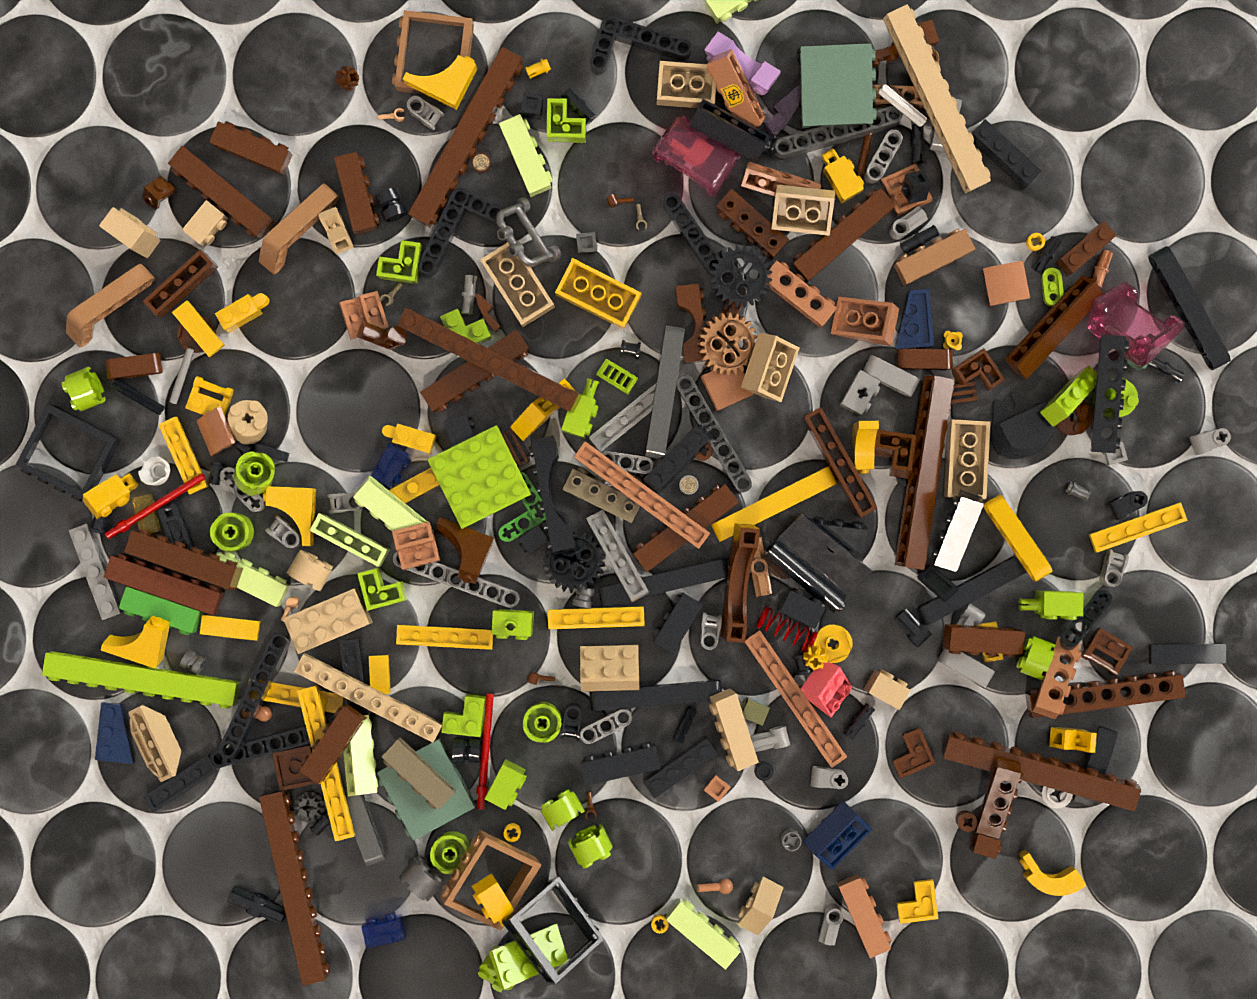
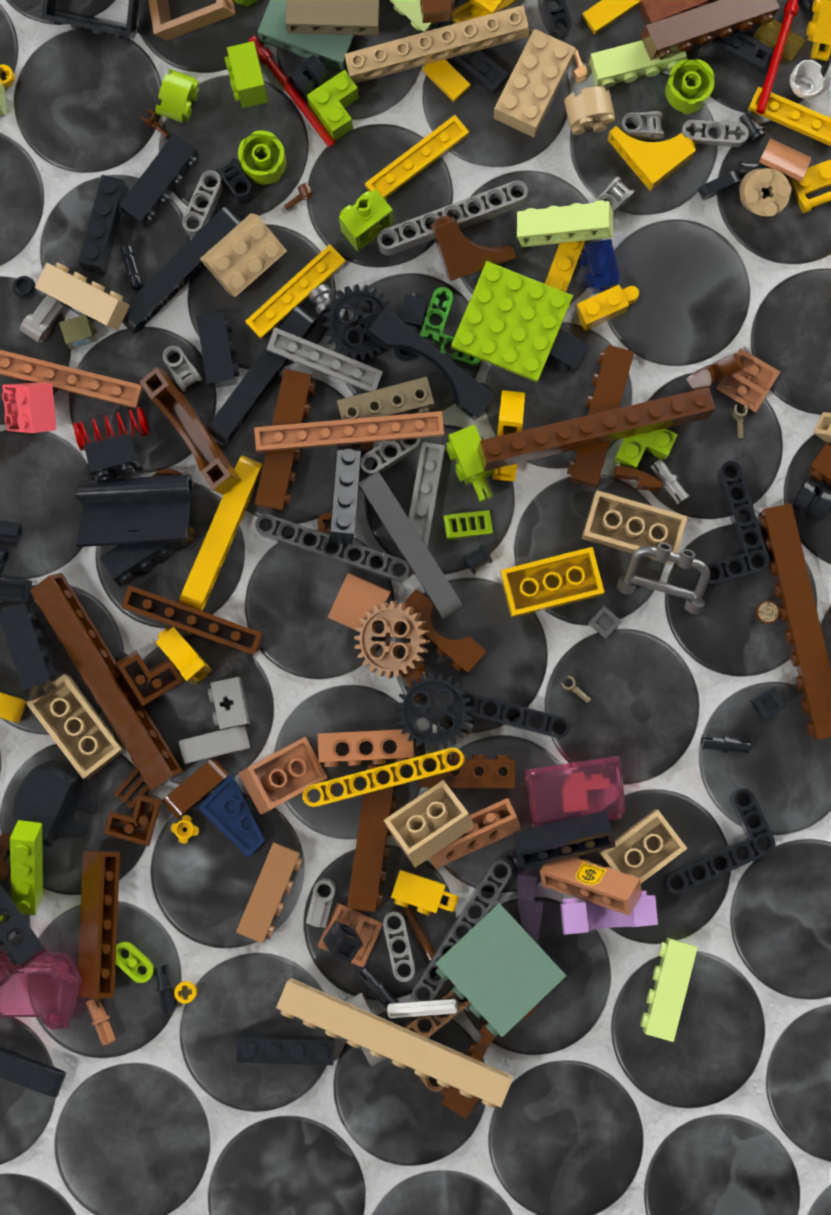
camera: 145 degrees right, 5 degrees down
(252, 483) = (724, 162): lime brick -> none
(350, 539) = (578, 168): yellowish green brick -> none
(377, 594) = (509, 143): lime brick -> none
(404, 268) = (749, 453): lime brick -> none
(416, 545) = (514, 211): nougat slope -> none
(509, 827) = (211, 45): yellow bush -> none
(519, 464) = (487, 369): reddish brown tile -> none
(525, 155) = (732, 653): yellowish green brick -> none
(538, 68) = (794, 745): yellow pin -> none
(563, 128) = (726, 707): lime brick -> none
(590, 845) = (124, 87): lime brick -> none
(613, 201) = (614, 683): reddish brown hand -> none
(688, 484) = (315, 483): tile -> none
(717, 788) = (54, 235): nougat plate -> none
(760, 580) = (174, 454): medium nougat piece -> none
(770, 367) = (333, 651): tan brick -> none
(800, 664) = (70, 410): black bush -> none
(815, 657) = (62, 423): yellow gear -> none
(816, 262) = (373, 783): none -> yellow beam
(837, 633) = (45, 457): yellow plate -> none
(919, 239) = (297, 898): black pin -> none
(1006, 283) = (179, 928): nougat slope -> none
(1085, 248) = (131, 1026): reddish brown brick -> none

